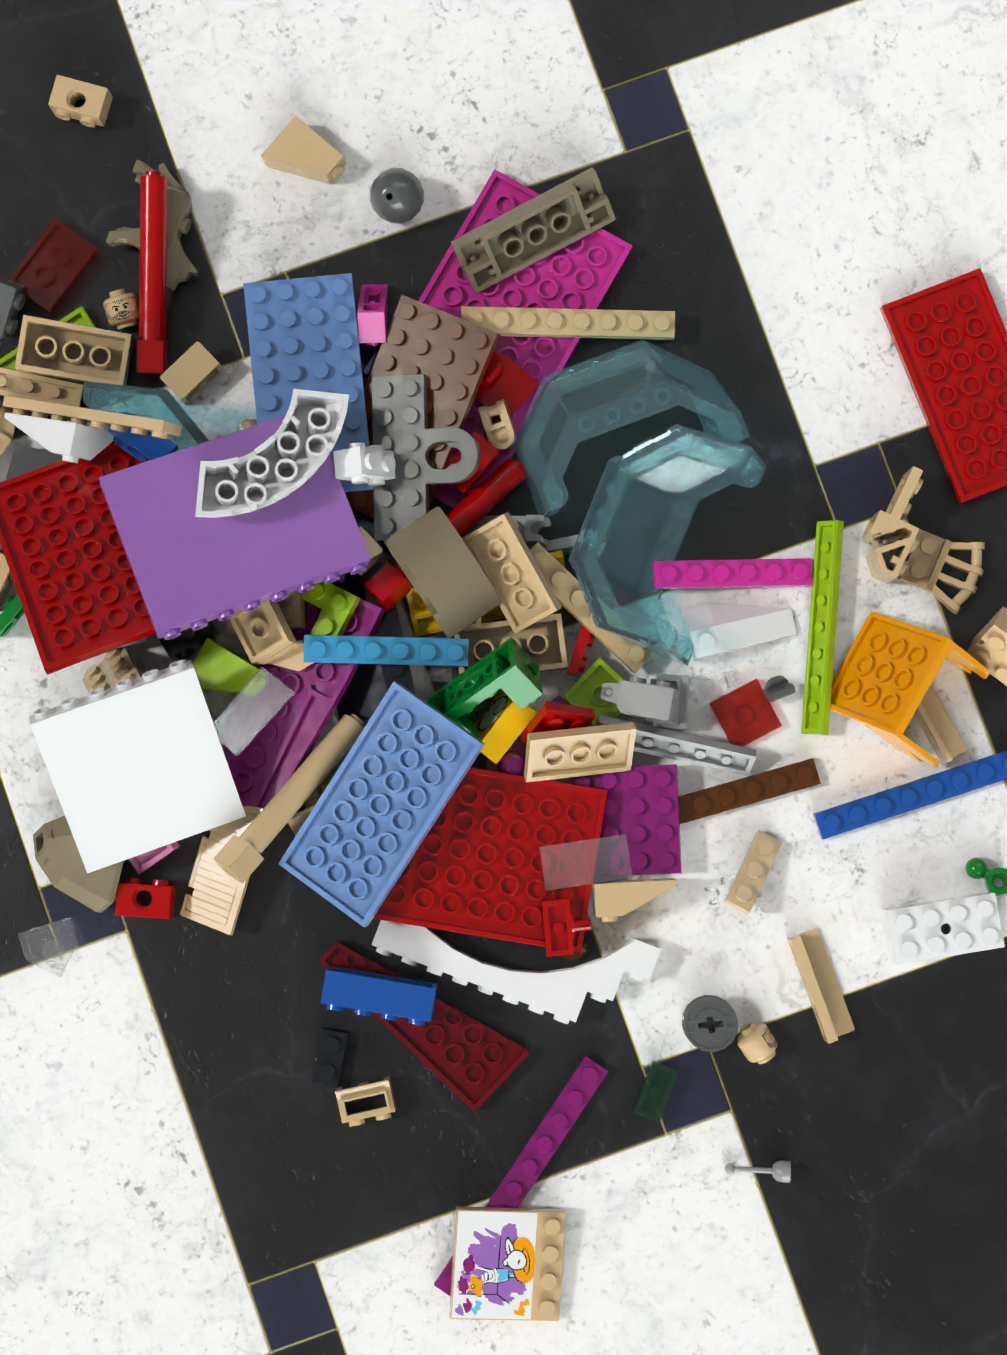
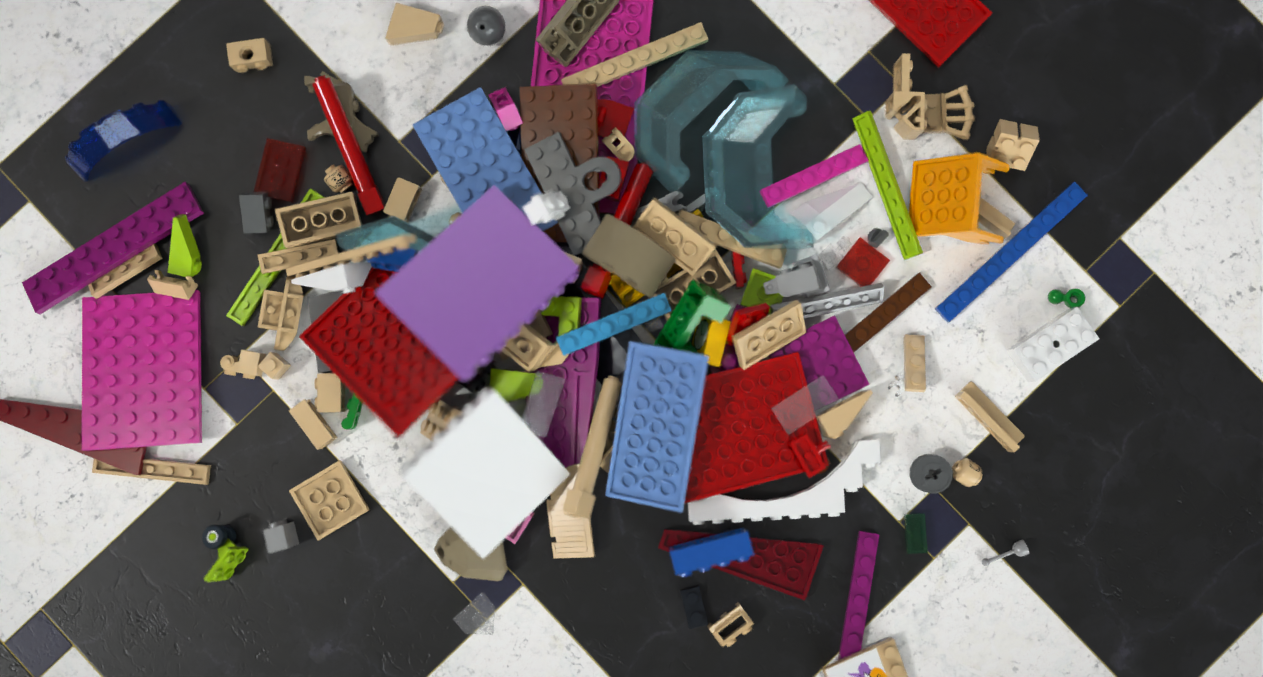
camera: 30 degrees left, 0 degrees up
(129, 902) = (518, 566): red brick -> none
(279, 463) = (491, 230): white brick -> none

